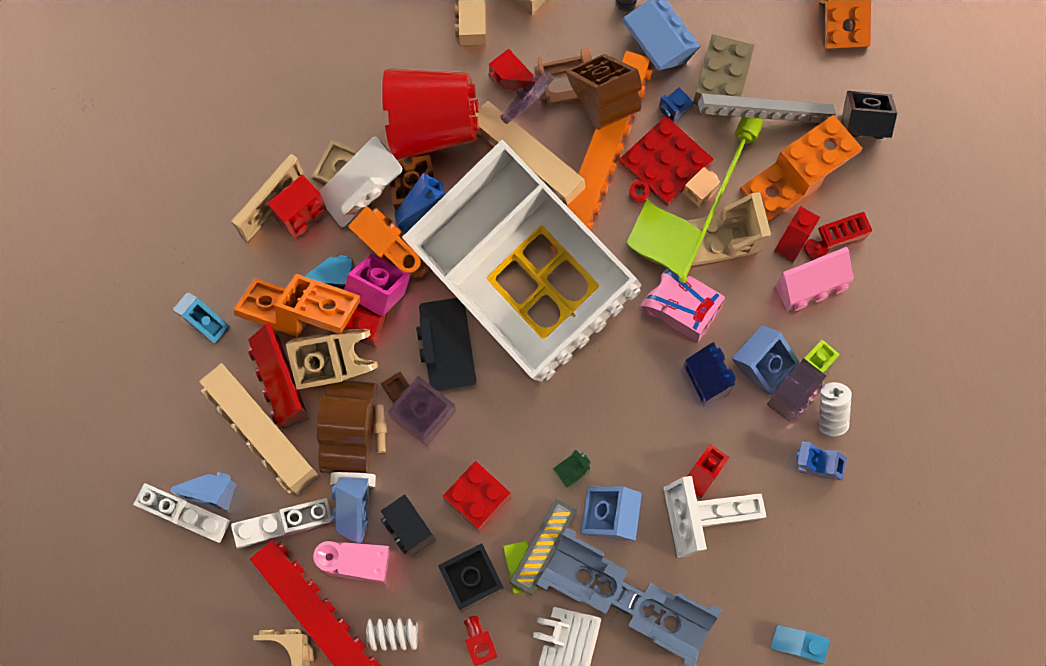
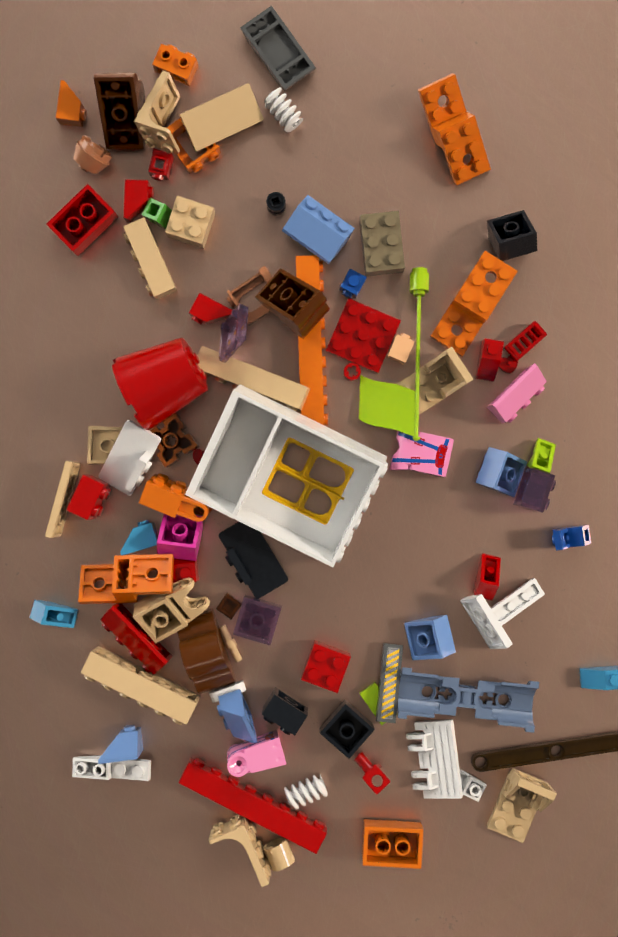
camera: 25 degrees left, 15 degrees up
(282, 523) = (189, 745): white slope -> none
(418, 202) = (186, 460): blue brick -> none
(573, 468) = (387, 615): clear green bracket -> none
(709, 374) = (464, 504): clear blue slope -> none
(765, 108) = (428, 264): light grey piece -> none
(834, 409) = (568, 494): white piece -> none

